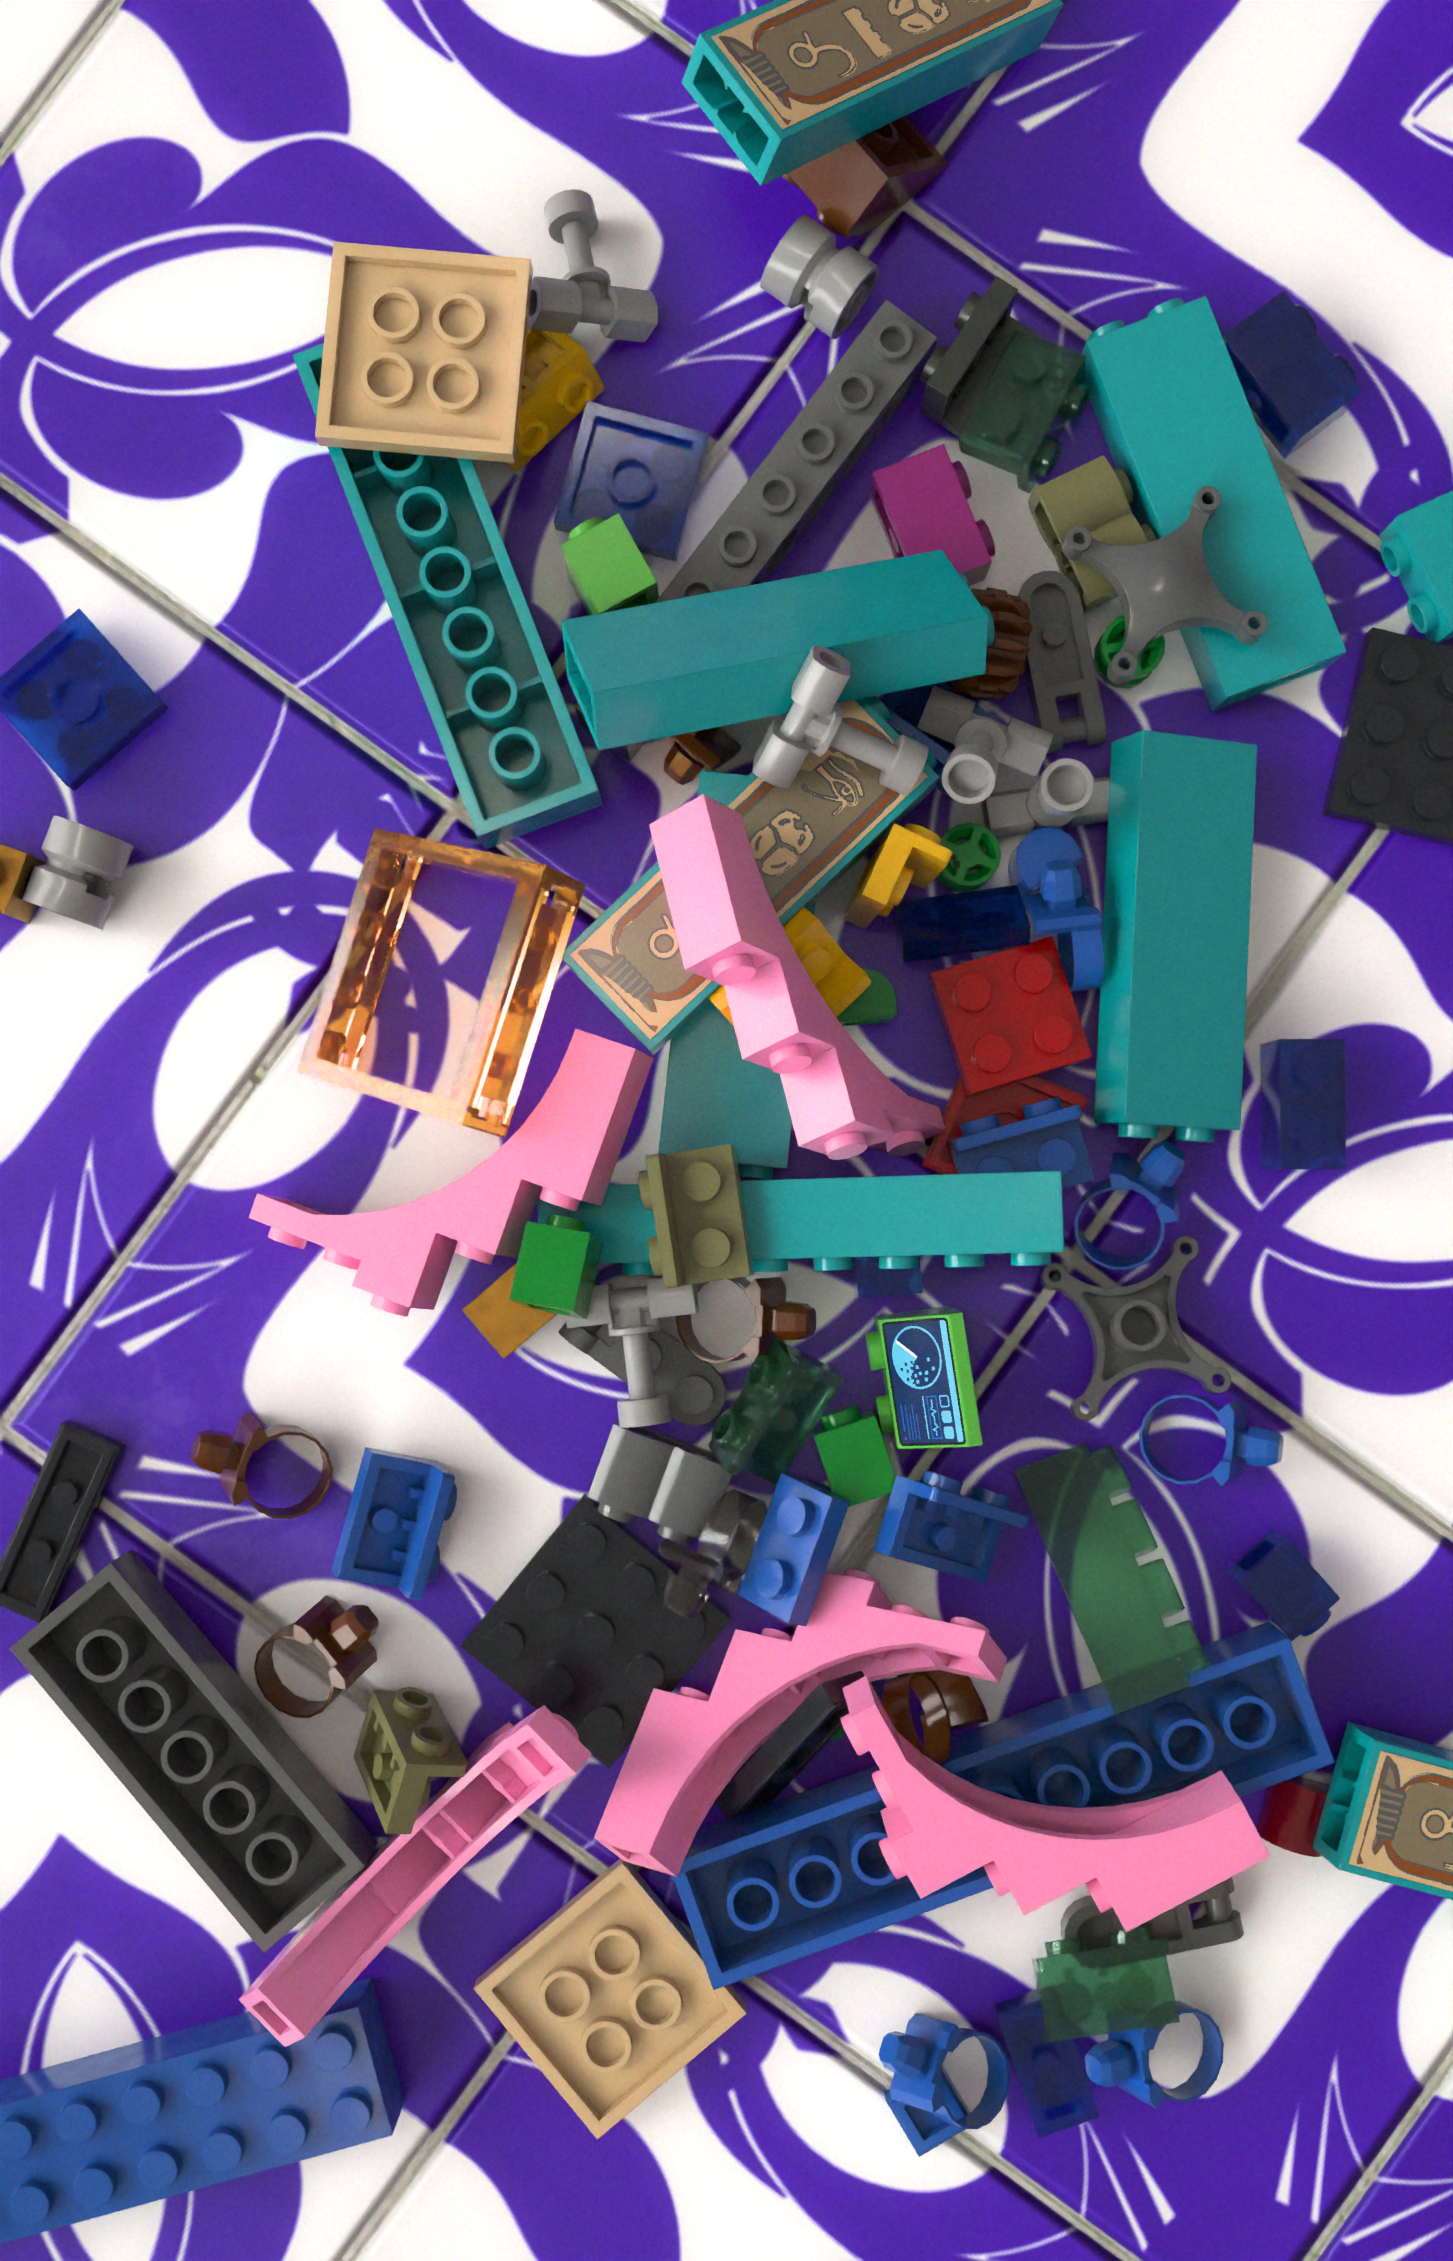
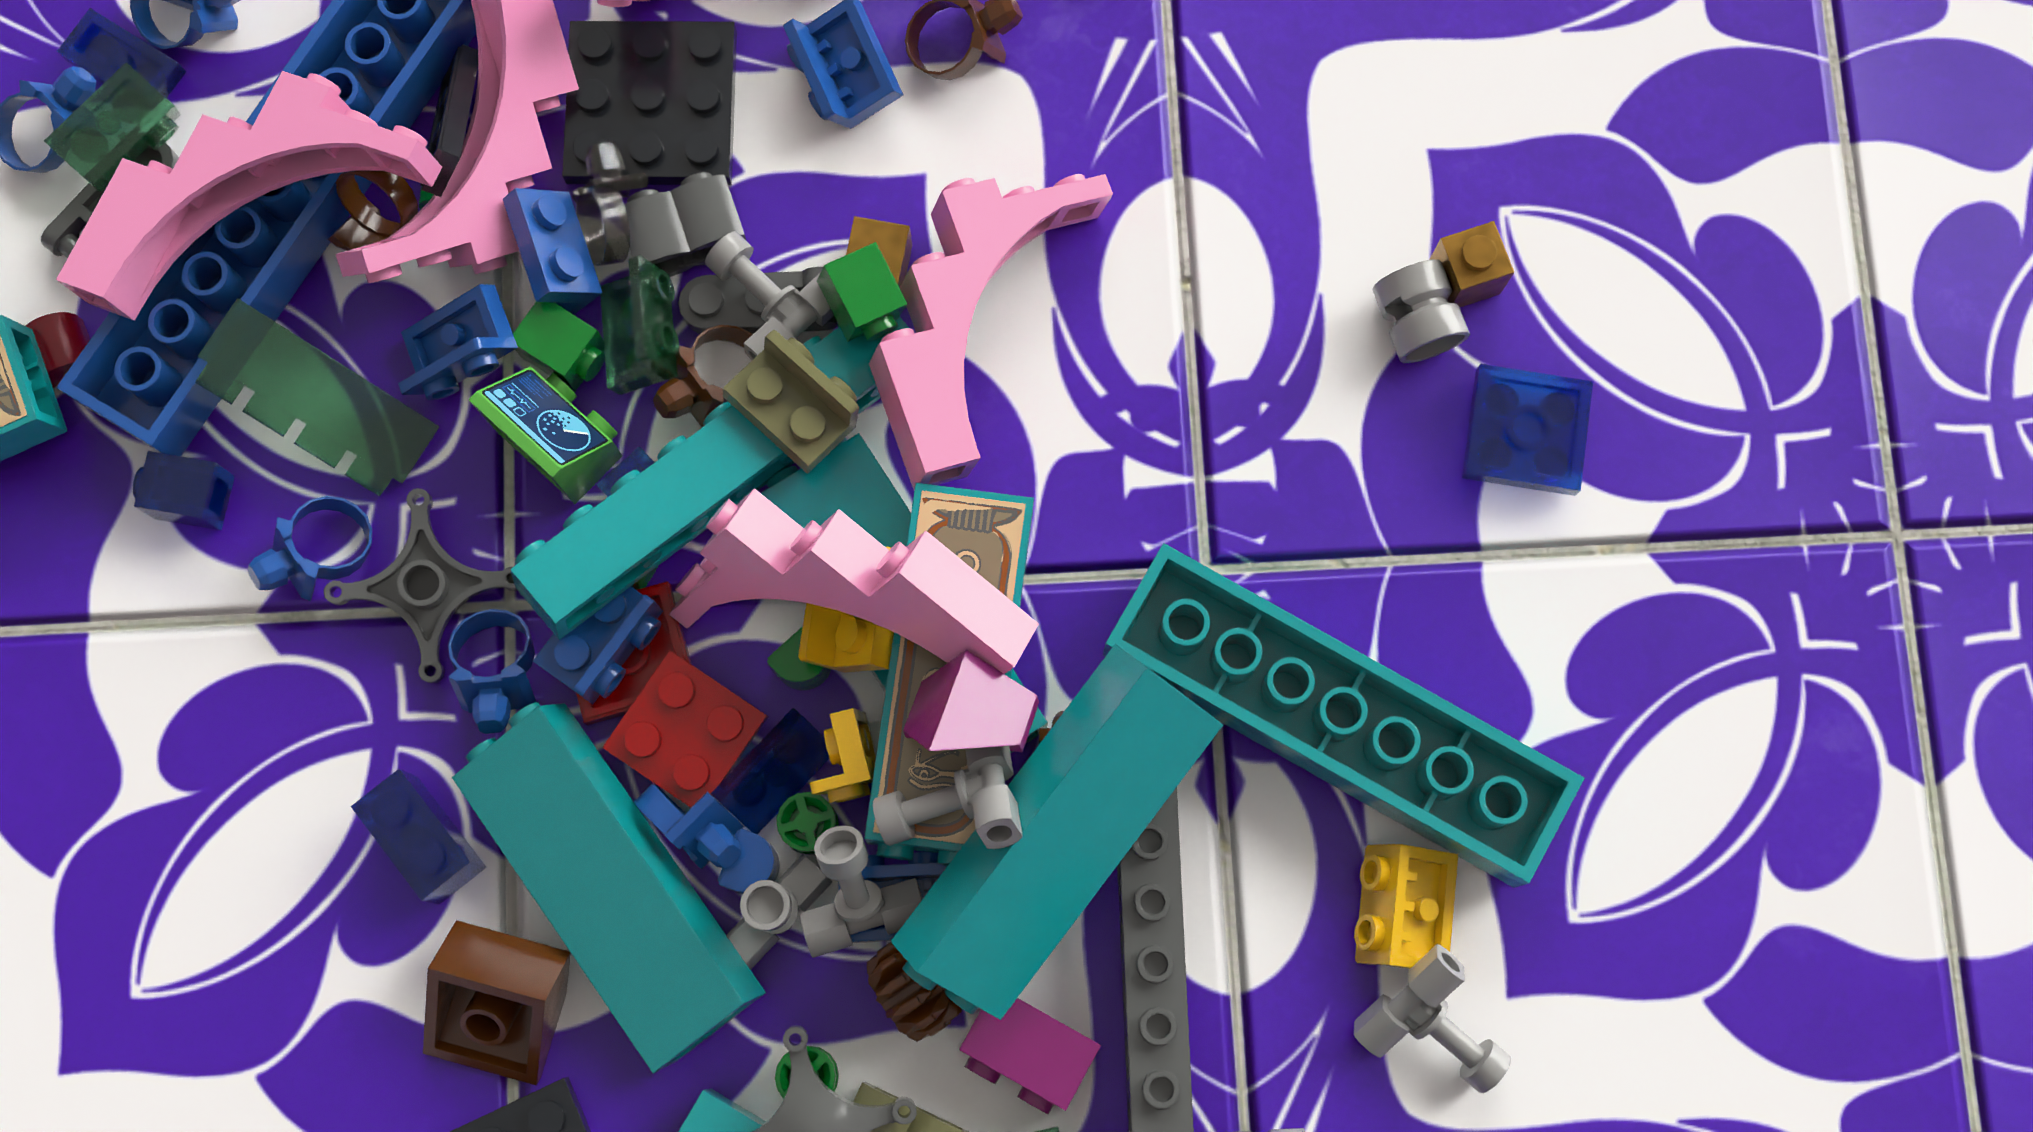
camera: 140 degrees right, 10 degrees down
(424, 352) = (1490, 851): tan plate -> none
(511, 999) = (1043, 448): clear orange window -> none
(608, 567) = (1227, 807): bright green brick -> none
(633, 469) = (1275, 903): clear blue plate -> none
(774, 793) = (970, 707): none -> slope
(1061, 661) = (854, 1026): dark grey plate -> none
(1338, 918) = (494, 1001): none -> reddish brown slope

